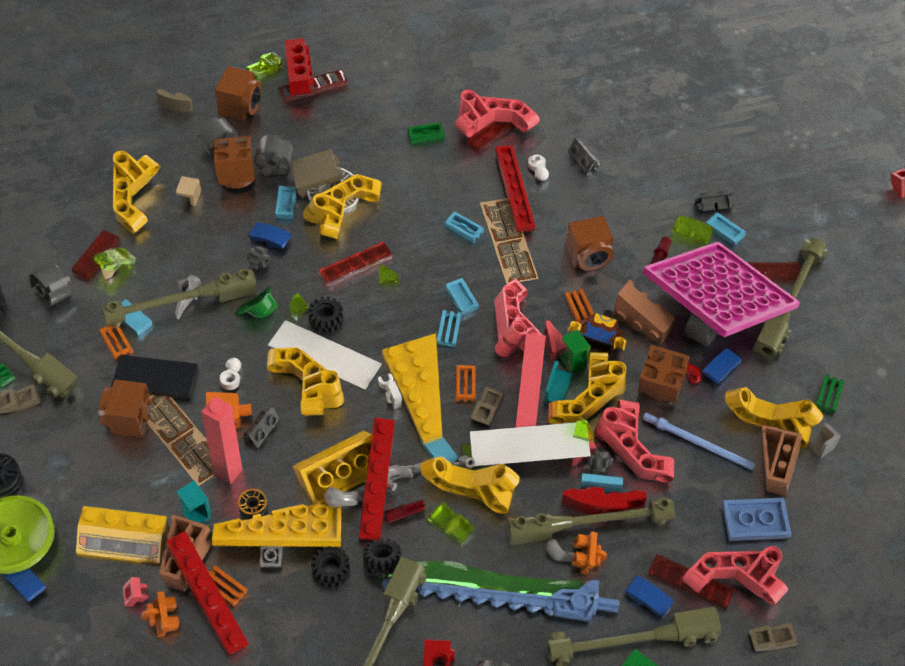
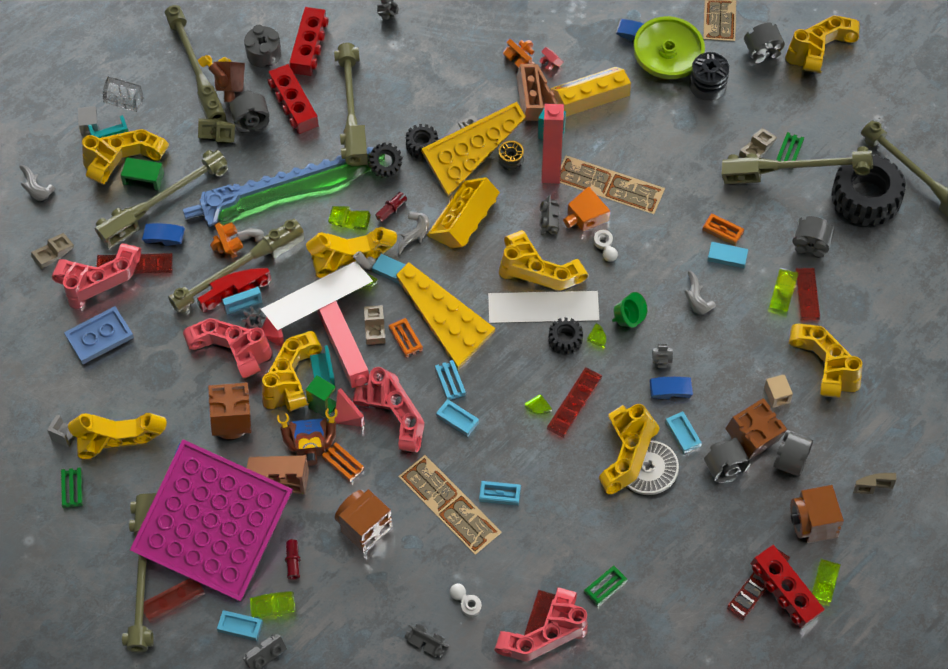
camera: 155 degrees right, 5 degrees up
(125, 408) = (661, 166): dark orange piece -> none
(160, 375) = (666, 215): black tile -> none
(206, 593) = (495, 70): red plate -> none
(215, 570) = (491, 92): orange tile -> none
(225, 287) = (671, 309): olive bar -> none
(316, 171) = (672, 465): dark tan panel -> none
(337, 498) = (438, 187): light grey piece -> none
(376, 479) = (425, 208): red plate -> none
(392, 395) = (460, 292): white plate -> none
(515, 188) = (475, 559): red plate -> none
(583, 430) = (275, 319): clear neon green tile -> none
(662, 424) = (213, 380): light blue bar -> none
(693, 374) = (205, 443): red arm -> none
(780, 455) = (97, 391): nougat wedge -> none

